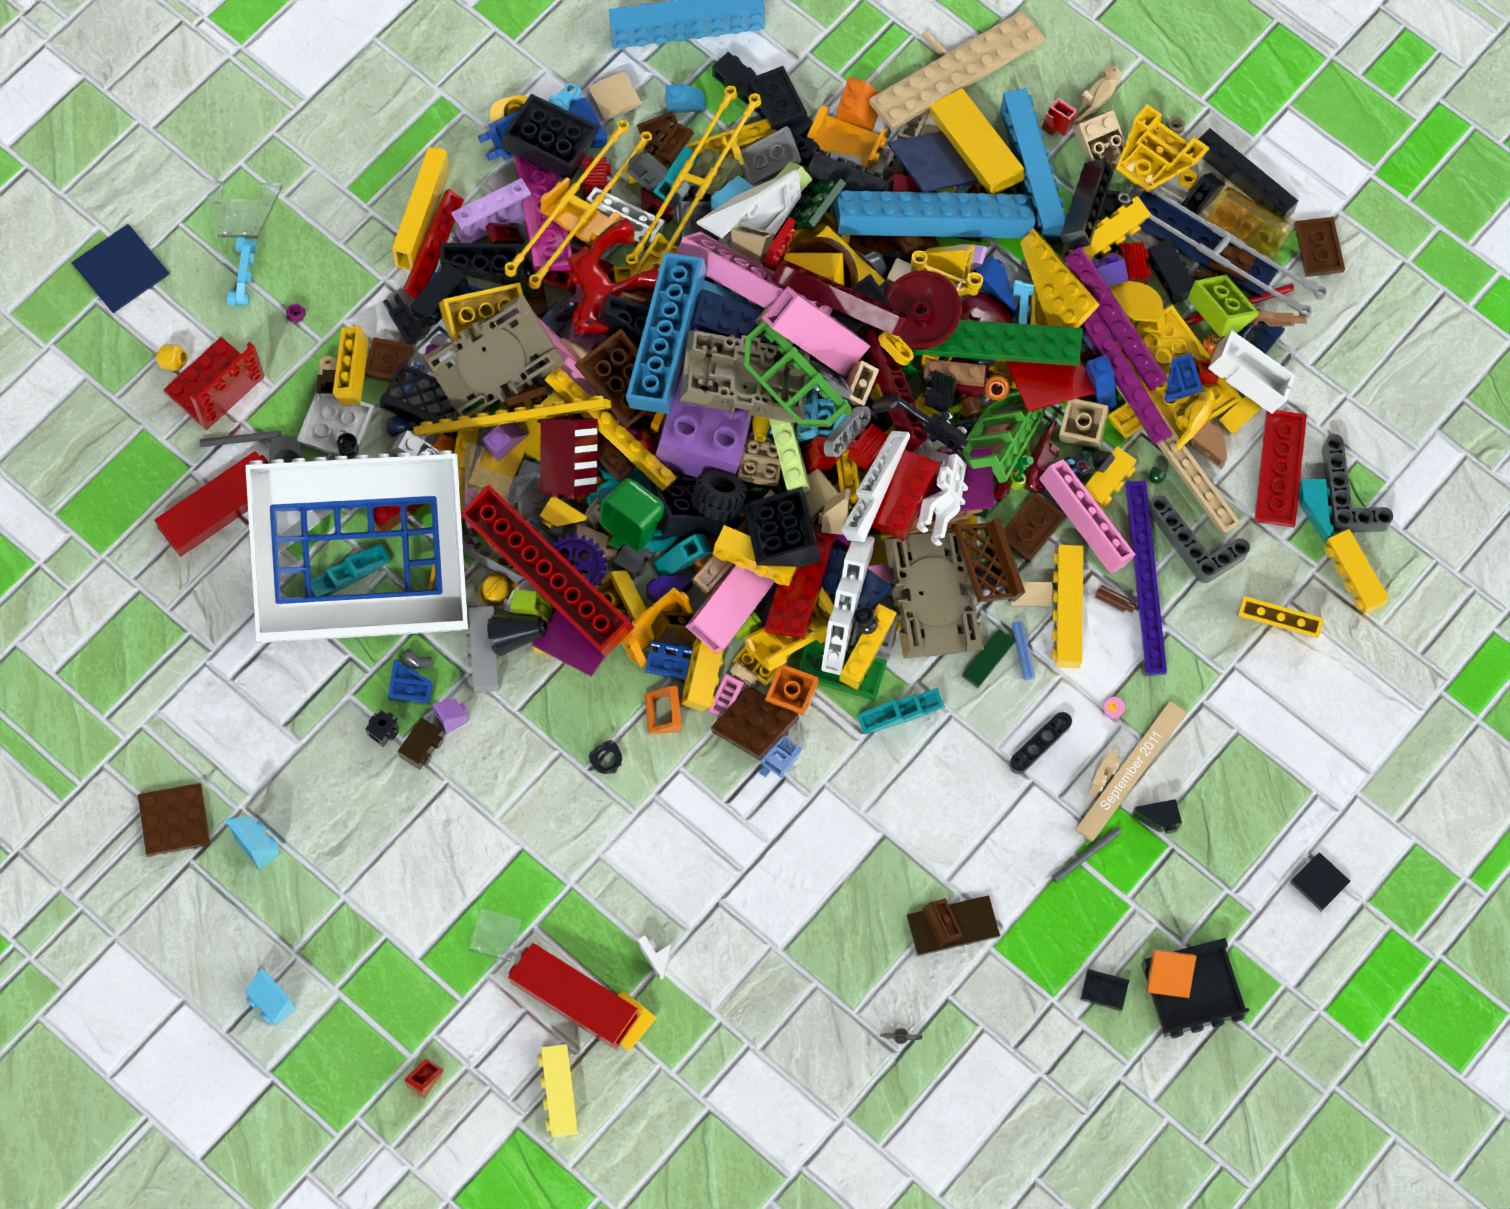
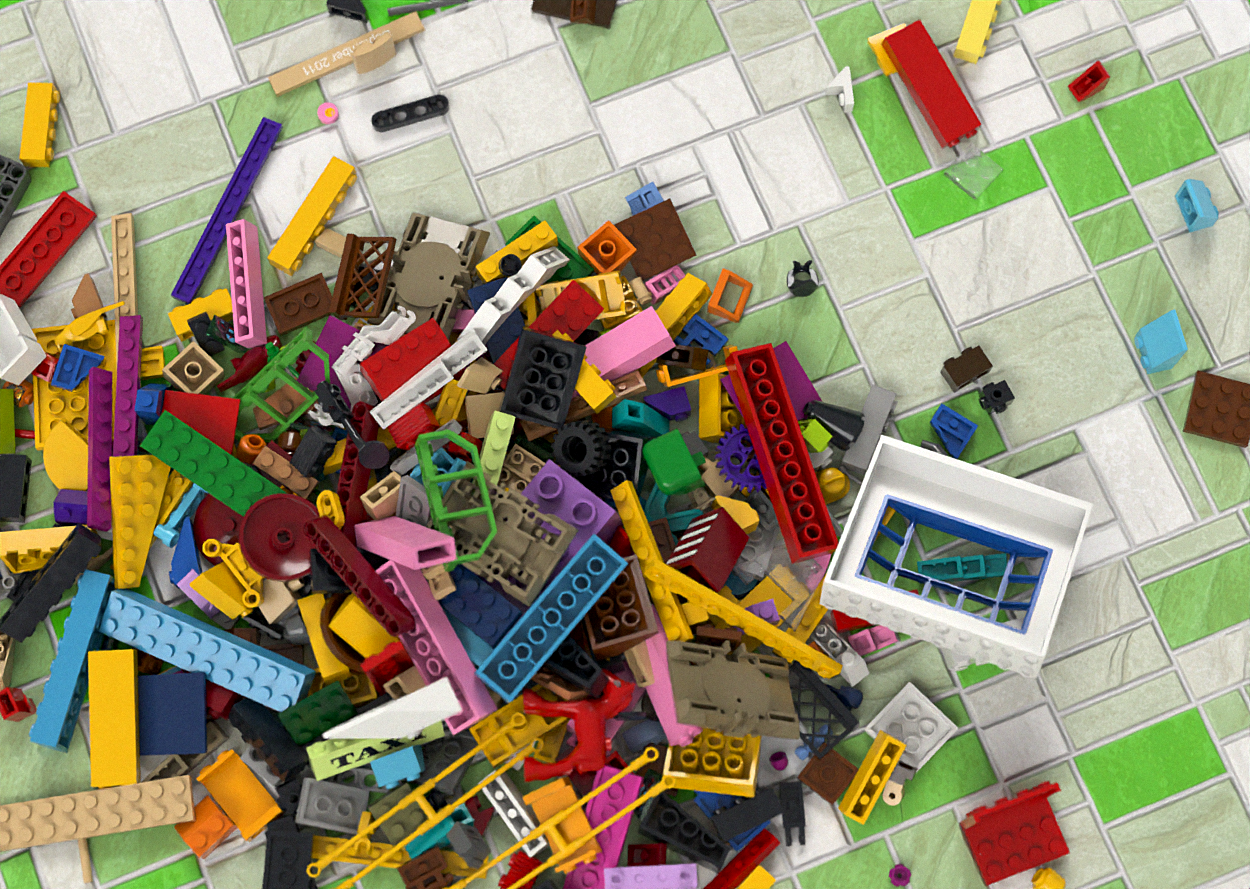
camera: 150 degrees left, 5 degrees up
(207, 508) = (1062, 699): red brick -> none
(240, 438) = (1011, 762): dark grey bar -> none
(285, 448) = (978, 709): dark grey piece -> none
(347, 441) = (914, 688): black wheel -> none
(450, 714) = (928, 378): medium lavender slope -> none
(900, 711) = (517, 196): teal slope -> none
(988, 658) = (419, 203): dark green tile -> none
(1023, 650) = (377, 199): medium blue axle -> none
(1114, 599) = (268, 204): reddish brown cylinder -> none
(1135, 261) = (40, 512): red brick -> none
(1156, 475) = (156, 297): dark green hinge -> none
(1192, 544) = (168, 218): dark grey beam -> none
(1240, 414) = (45, 316): yellow slope -> none
(1280, 617) = (133, 113): yellow brick -> none
(1314, 503) = (32, 198): teal slope -> none

